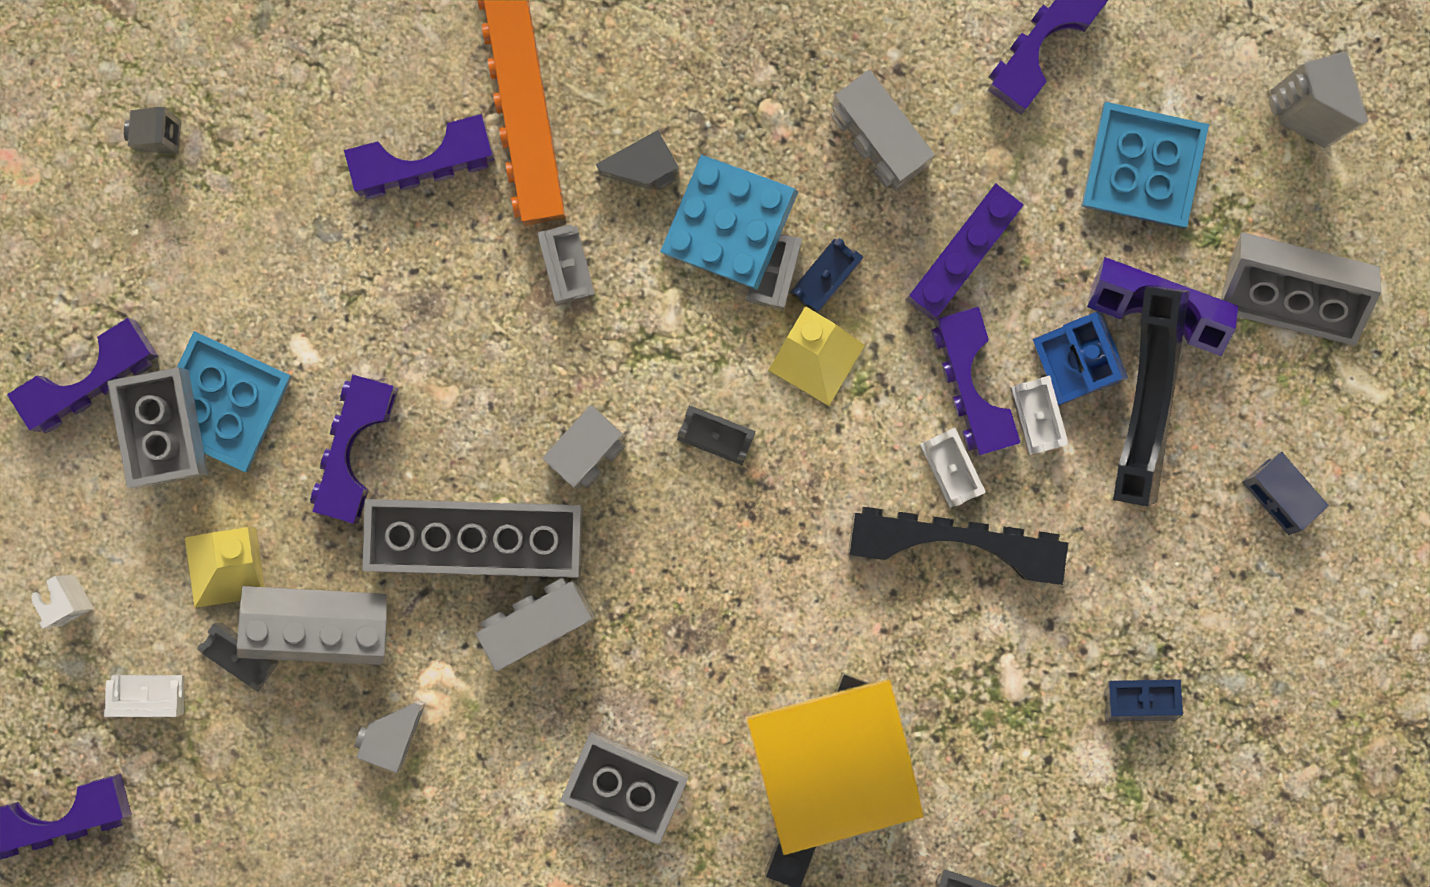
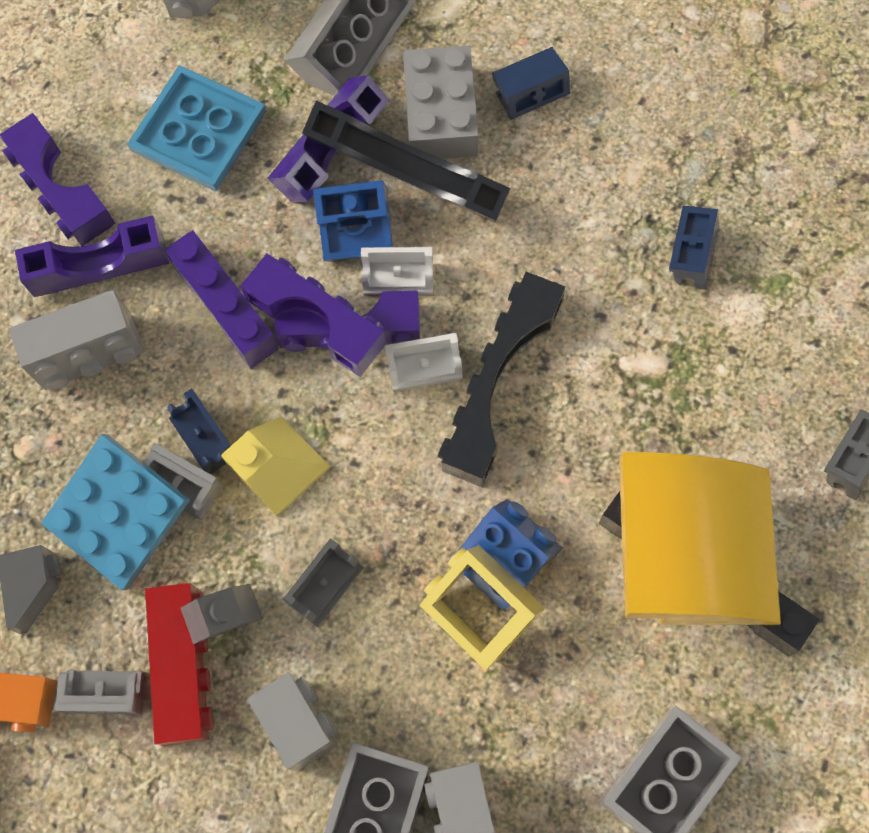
camera: 75 degrees left, 15 degrees down
(608, 325) = (176, 668): none -> red brick
(661, 353) = (221, 612): none -> dark grey slope
(756, 597) = (500, 580): none -> light yellow window
(789, 594) = (513, 543): none -> blue bracket
(981, 310) = (279, 290): none -> dark purple arch
(983, 133) = (55, 267): none -> dark purple arch
(1236, 407) = (441, 101): none -> light grey brick

